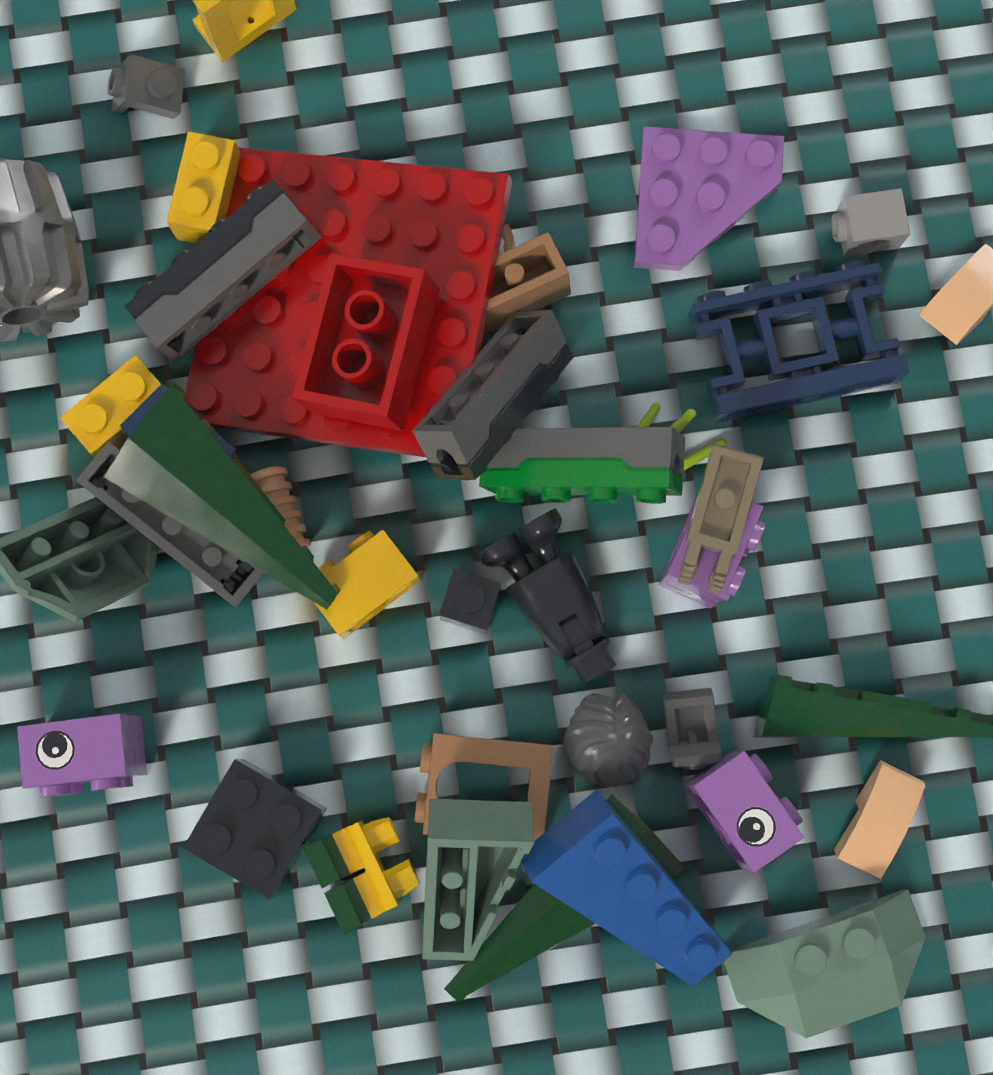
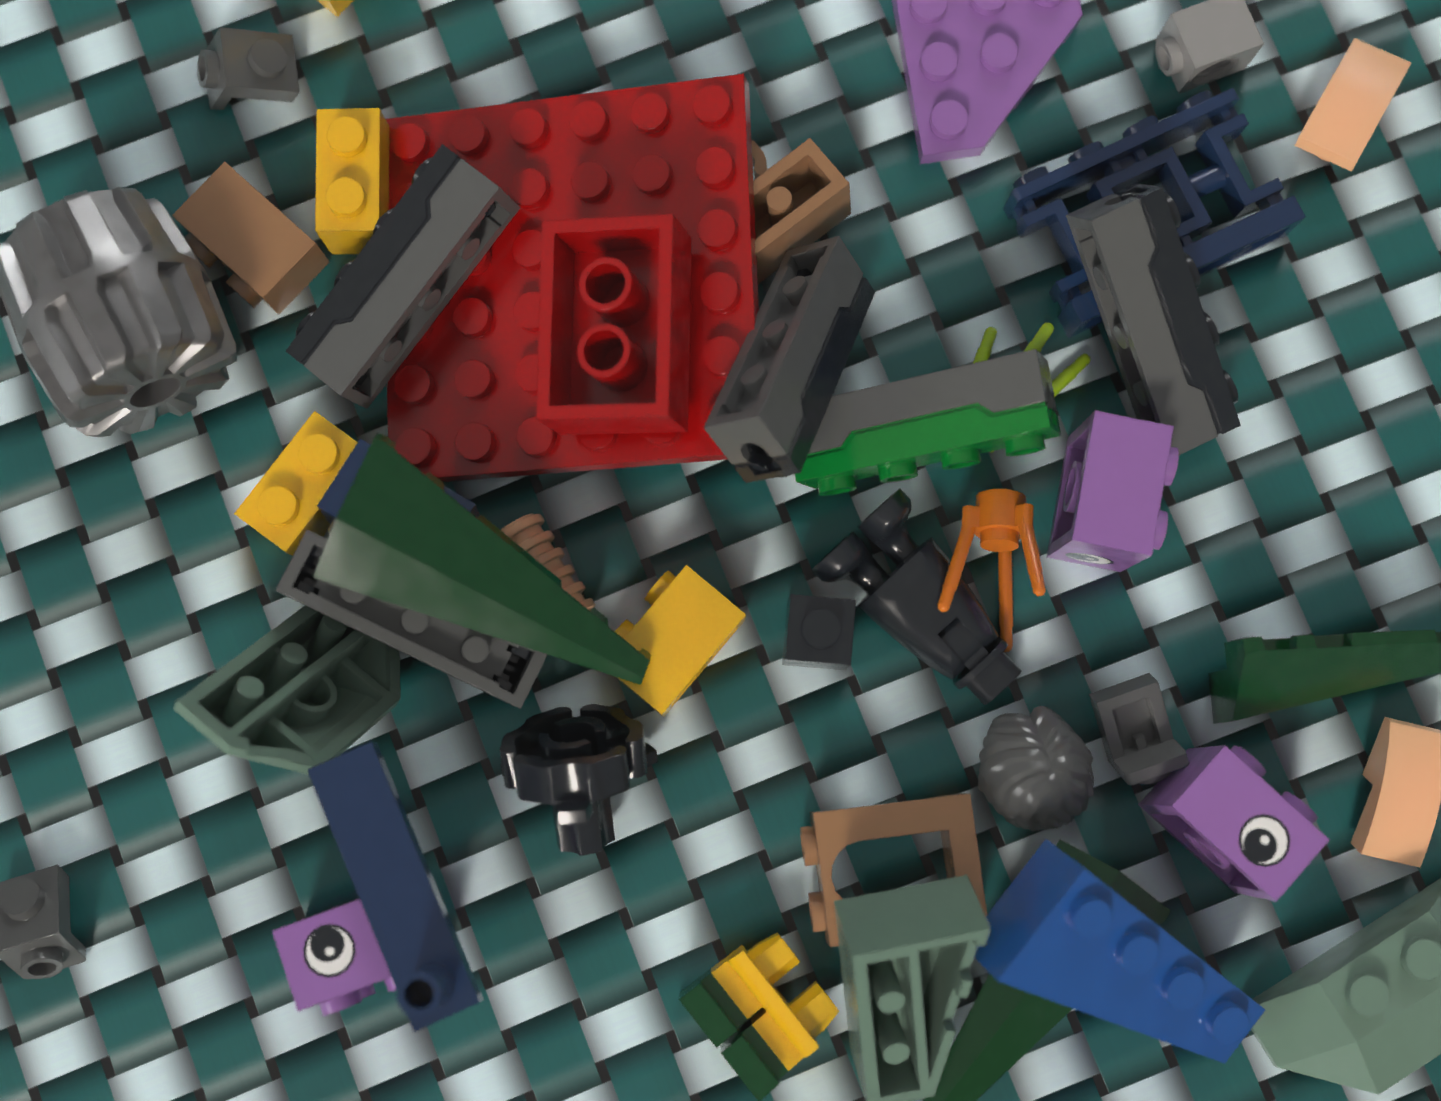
camera: 15 degrees left, 0 degrees up
(112, 713) = (395, 886): none -> dark blue piece
(119, 217) = (251, 239): none -> medium nougat brick
(255, 828) = (609, 988): black brick -> none
(267, 661) = (576, 769): none -> black piece
(626, 553) = (999, 521): none -> orange plant
(720, 512) = (1124, 446): dark tan hinge -> none
(774, 420) = (1155, 314): none -> dark grey piece

